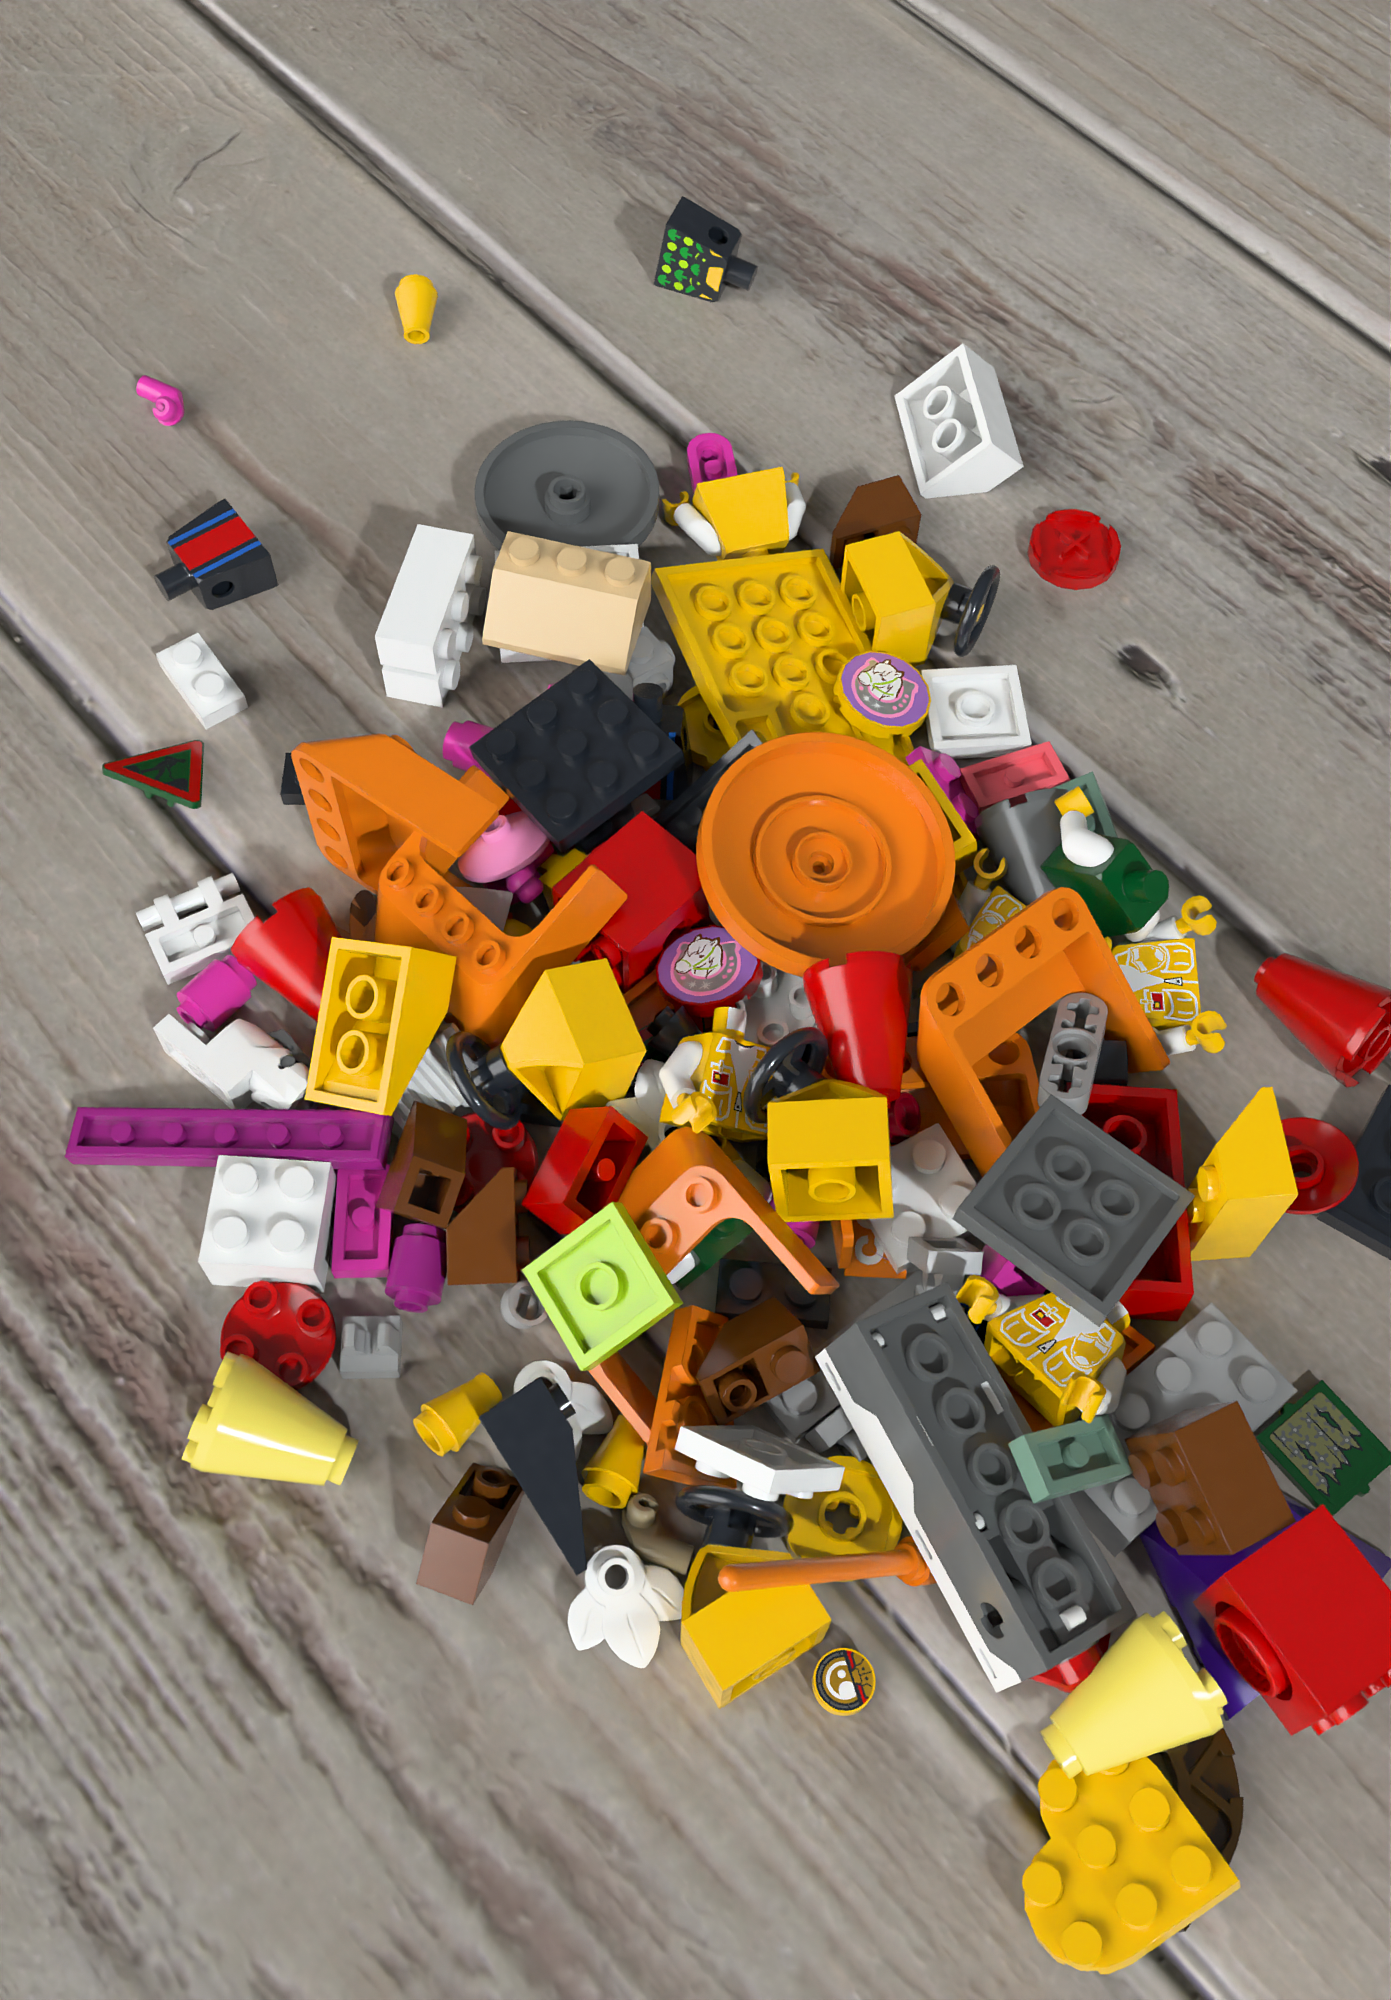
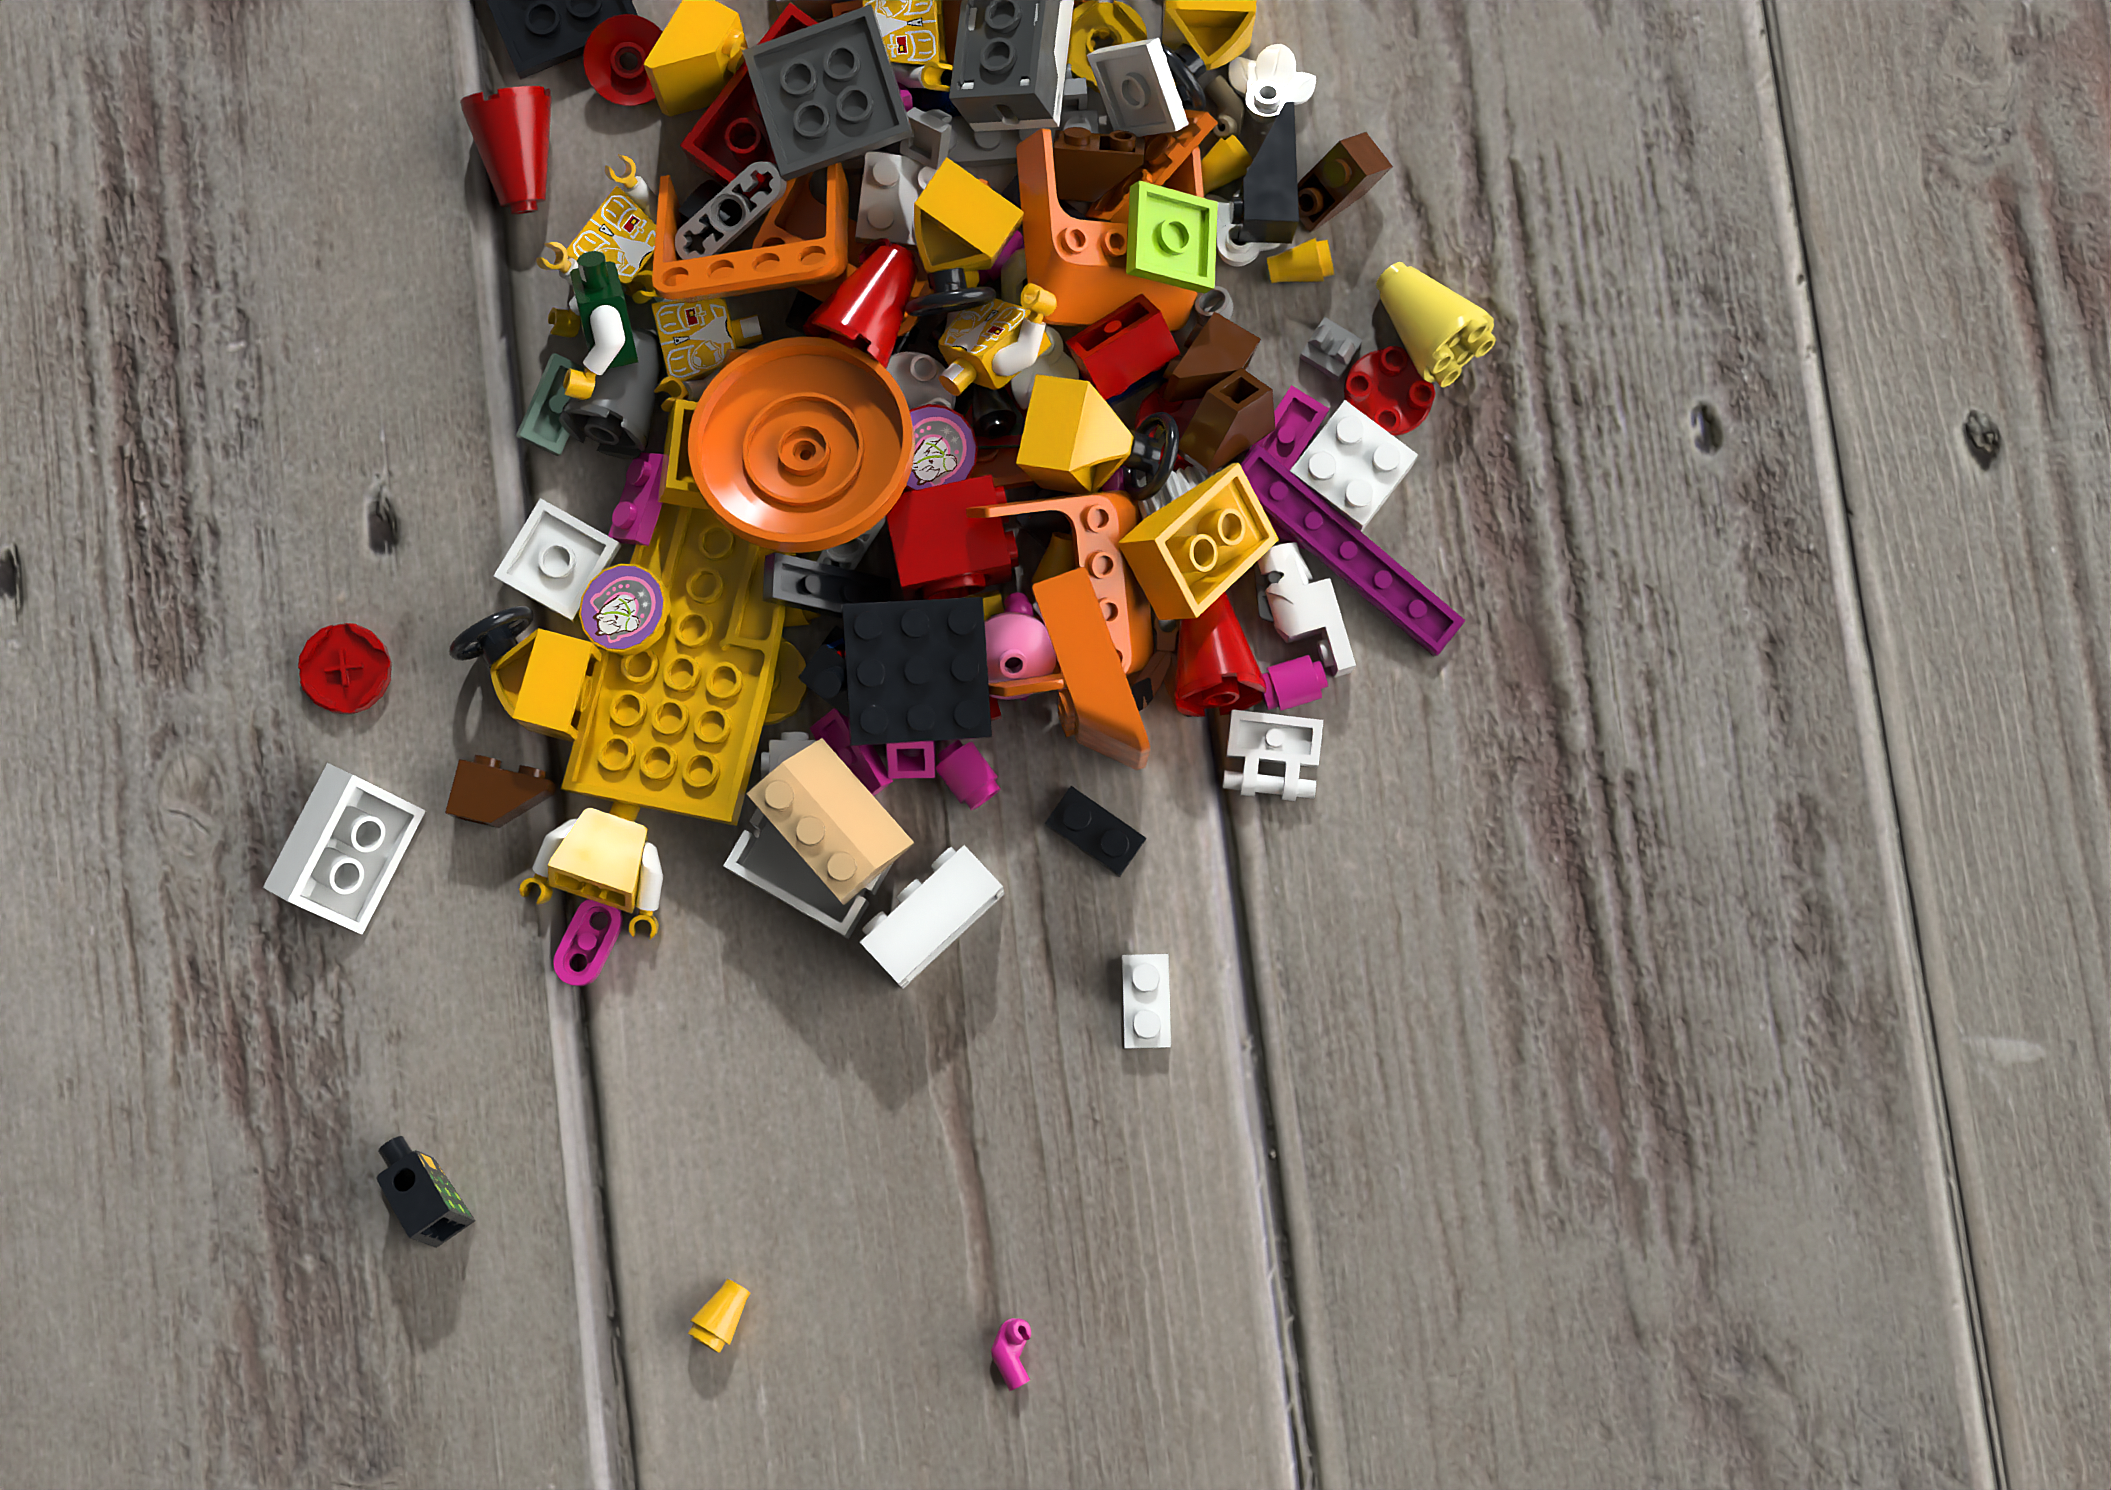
camera: 145 degrees left, 20 degrees up
(165, 772) = (1225, 910): piece -> none
(216, 560) = (1069, 1115): black torso -> none
(417, 1268) = (1276, 368): magenta brick -> none
(568, 486) = (691, 974): dark grey dish -> none
(1013, 776) = (575, 481): coral plate -> none

